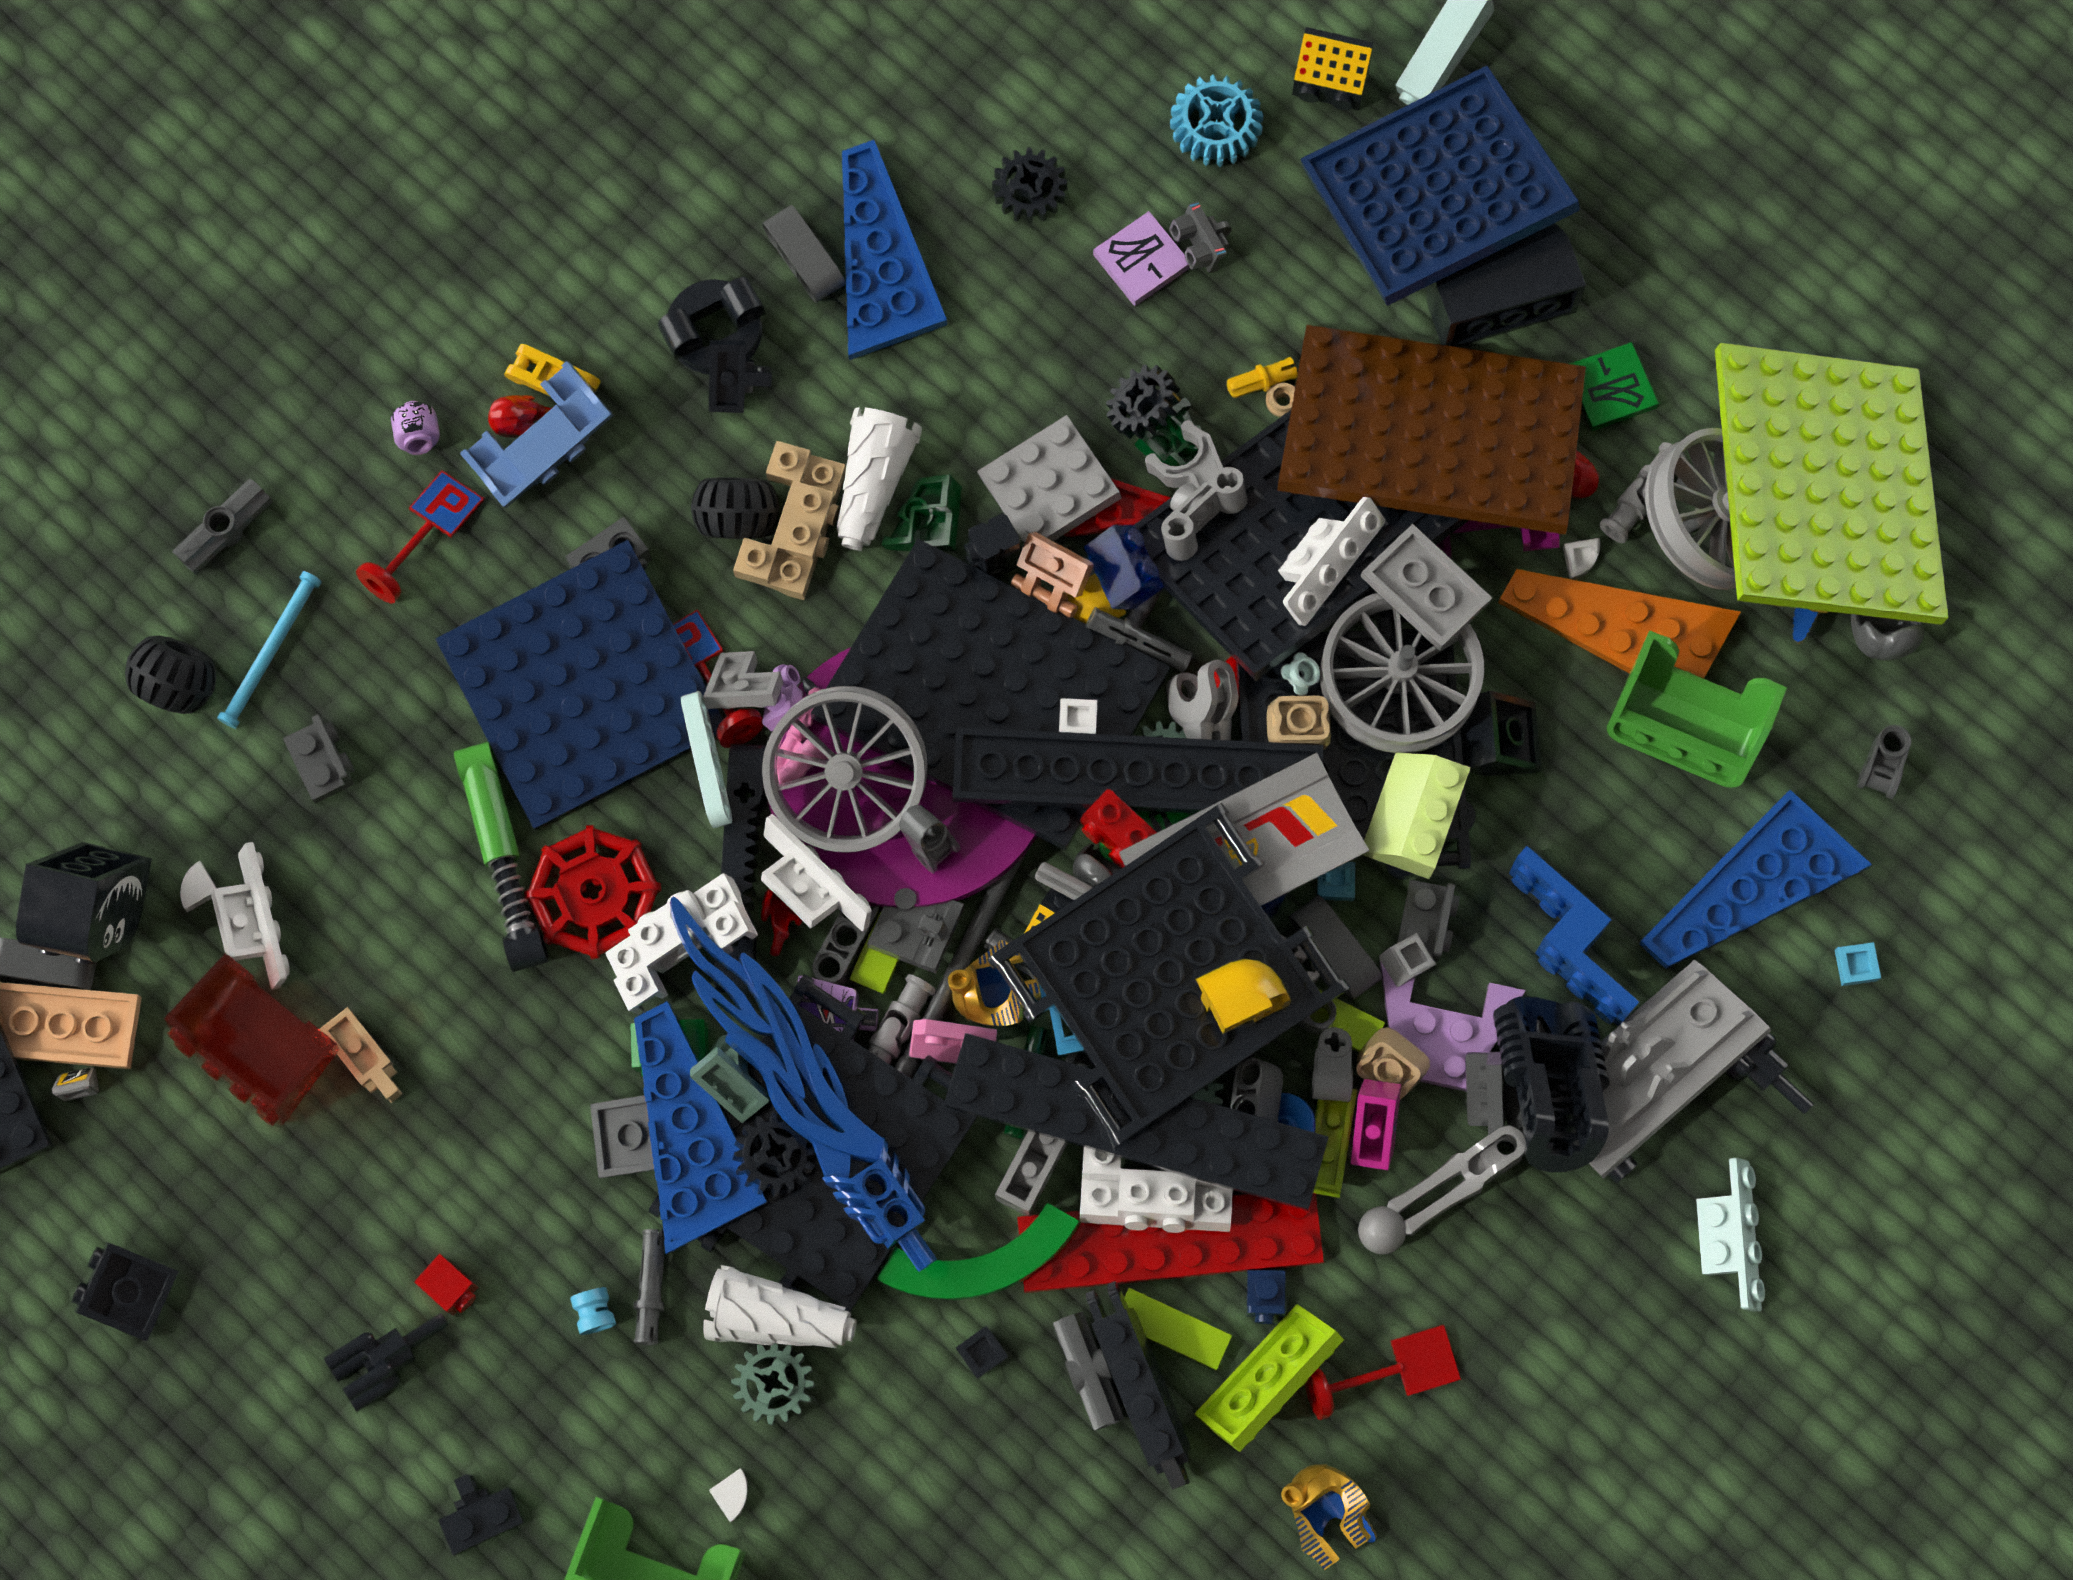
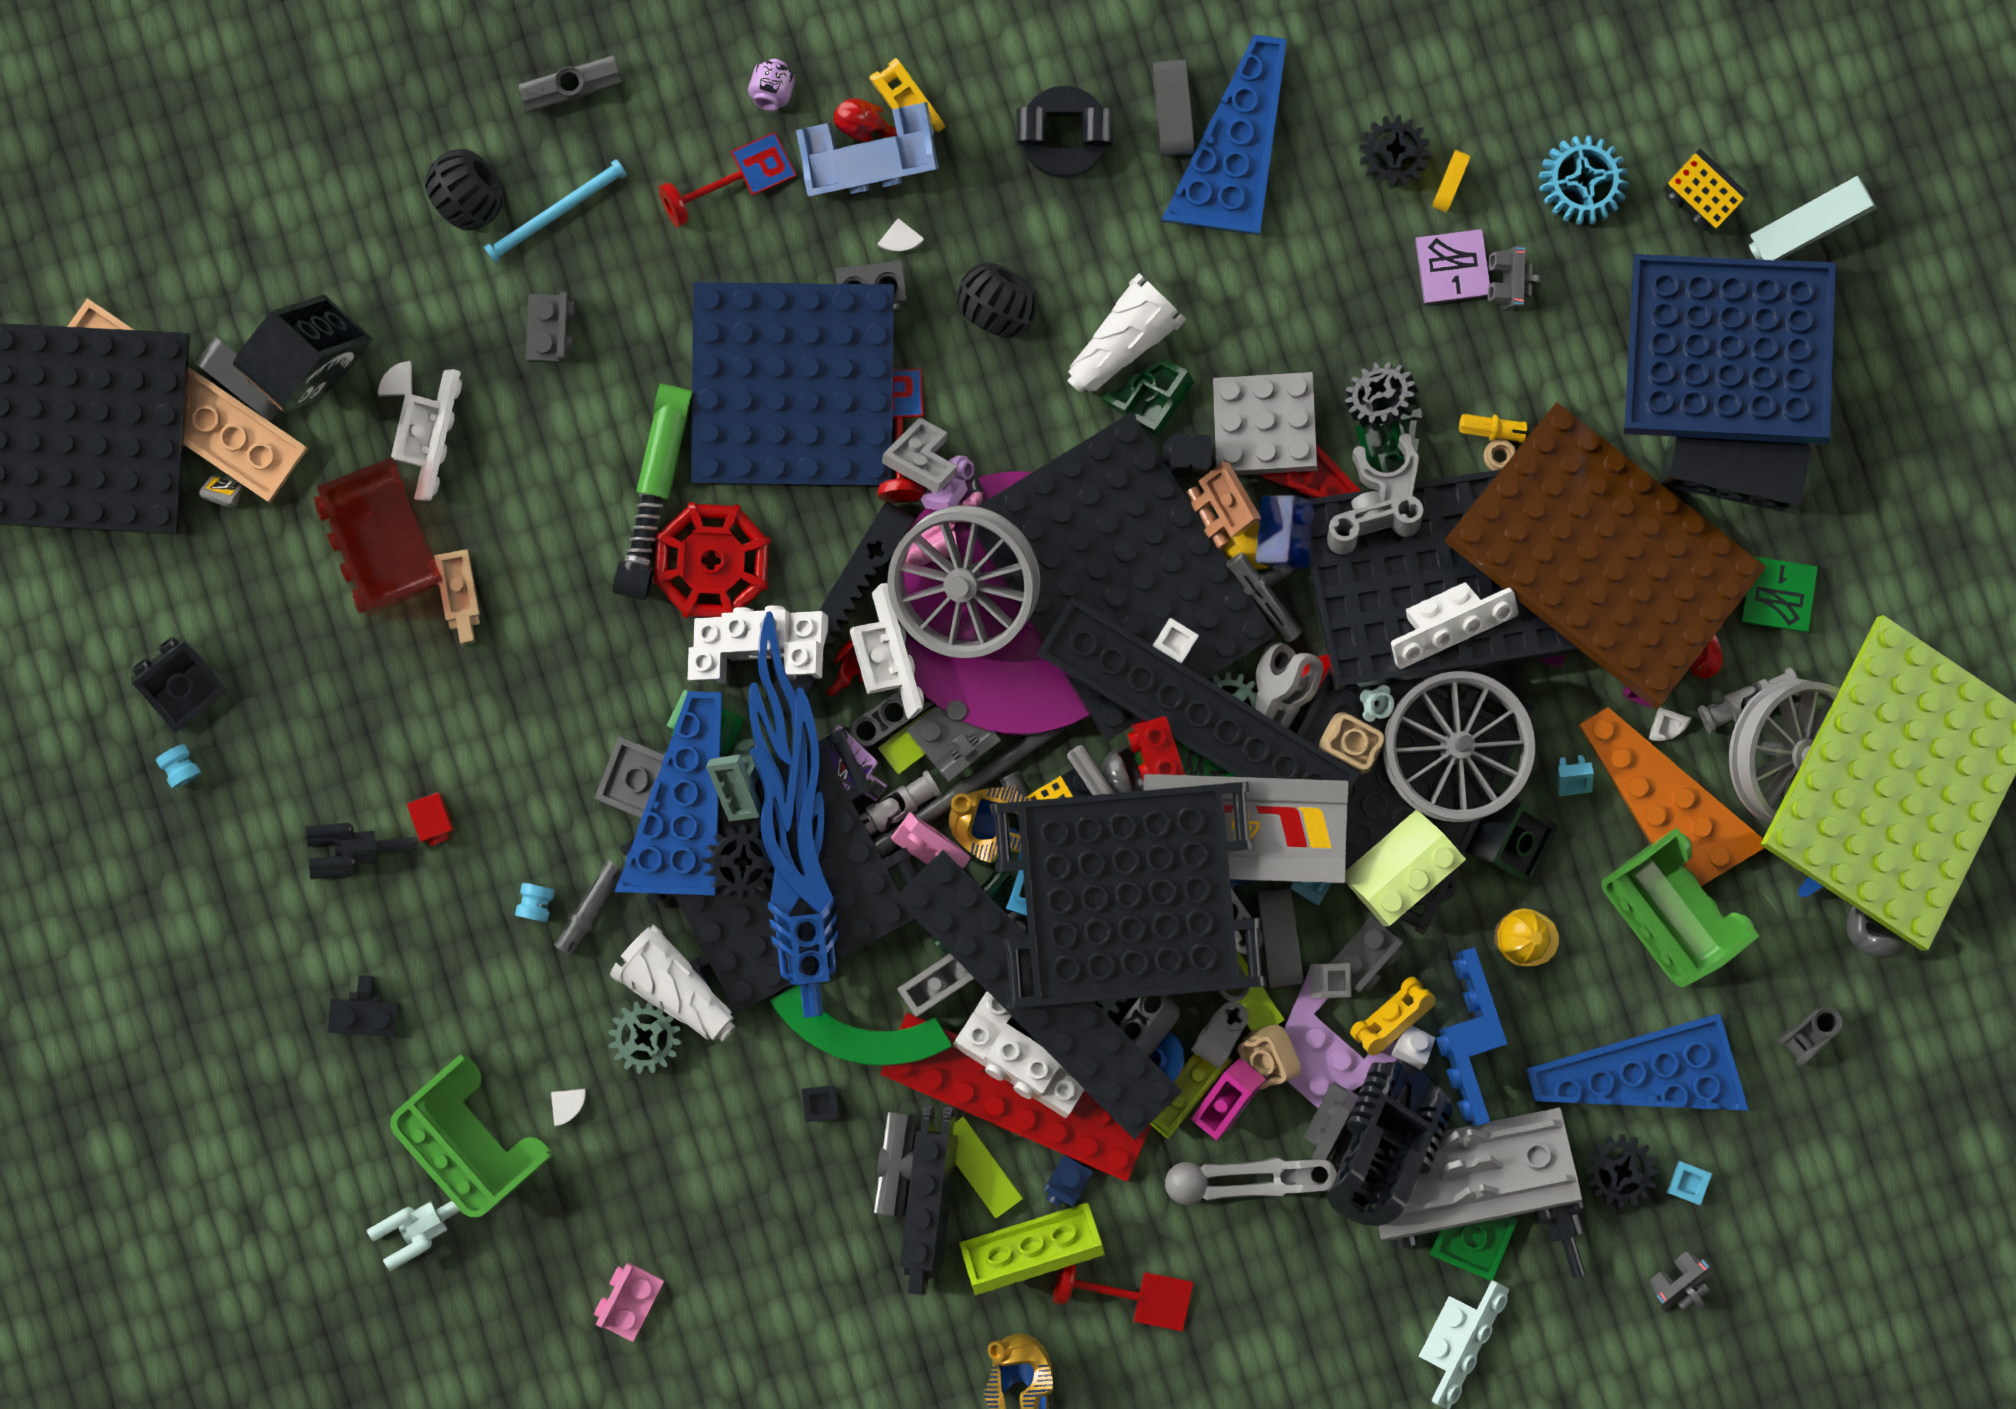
camera: 20 degrees right, 10 degrees up
(166, 1372) = (178, 766): none -> medium azure wheel
(612, 502) = (900, 238): none -> white tile
(706, 760) = (858, 507): light aqua beam -> none
(733, 376) = (1056, 186): black hinge -> none
(802, 528) = (1046, 345): tan bracket -> none
(927, 837) = (1000, 672): dark grey piece -> none
(1096, 184) = (1451, 181): none -> yellow beam
(1242, 993) = (1173, 947): yellow brick -> none
(1426, 587) = (1515, 692): light grey plate -> none
(1487, 961) = (1393, 1017): none -> yellow plate
(1521, 979) = (1414, 1047): none -> white plate
(1524, 648) = (1575, 777): none -> medium azure tile
(1566, 820) = (1526, 937): none -> yellow piece
(1691, 1137) = (1475, 1246): none -> green tile
(1785, 971) = (1613, 1184): none -> black gear
(1903, 1076) = (1693, 1273): none -> dark grey hips

